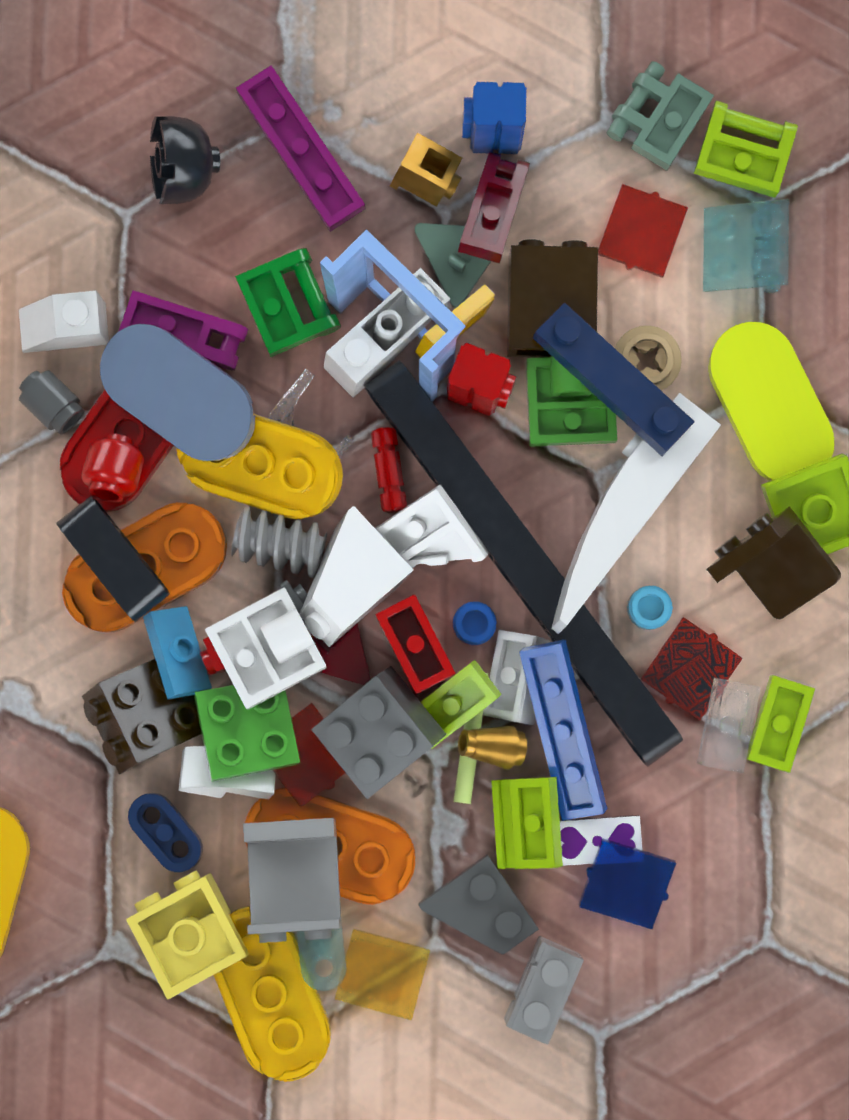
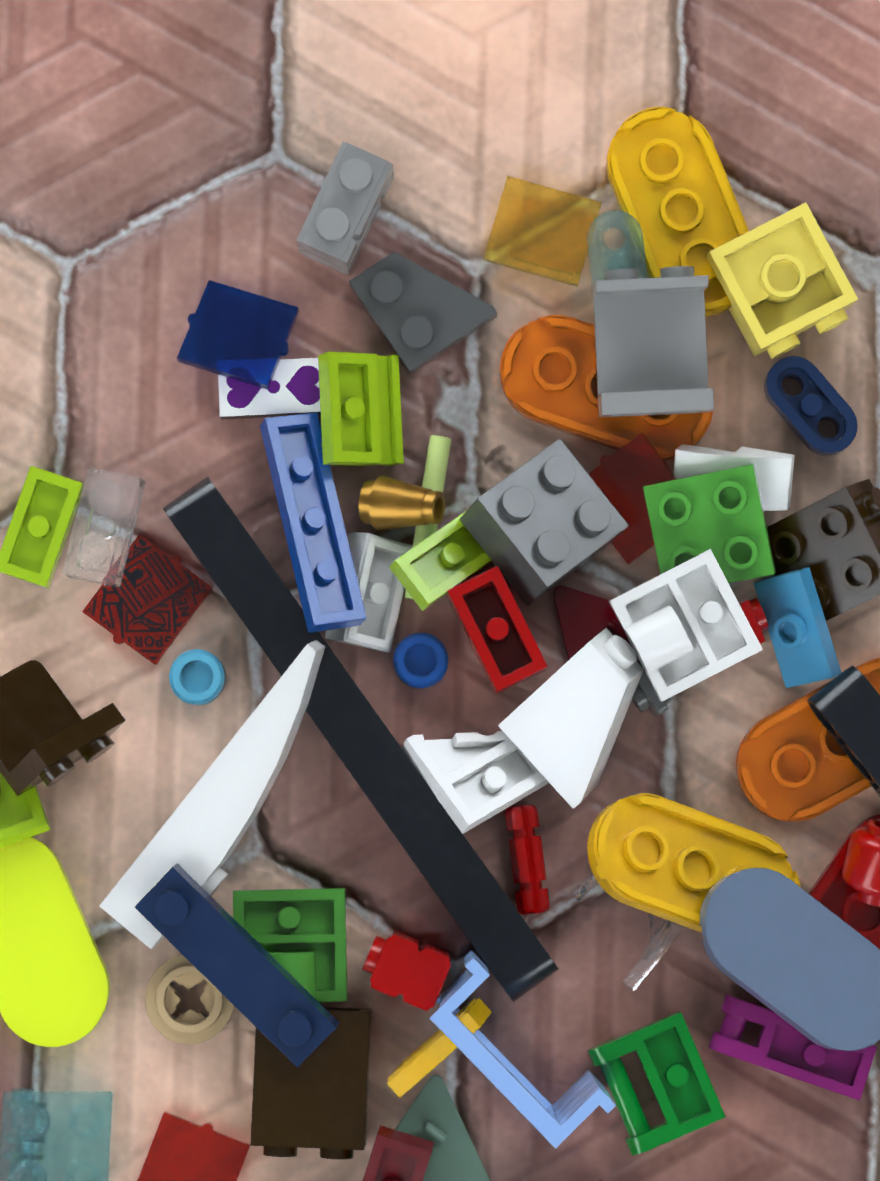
camera: 175 degrees left, 0 degrees up
(278, 542) = (669, 765): light grey piece -> none
(379, 338) = (533, 1034): white slope -> none

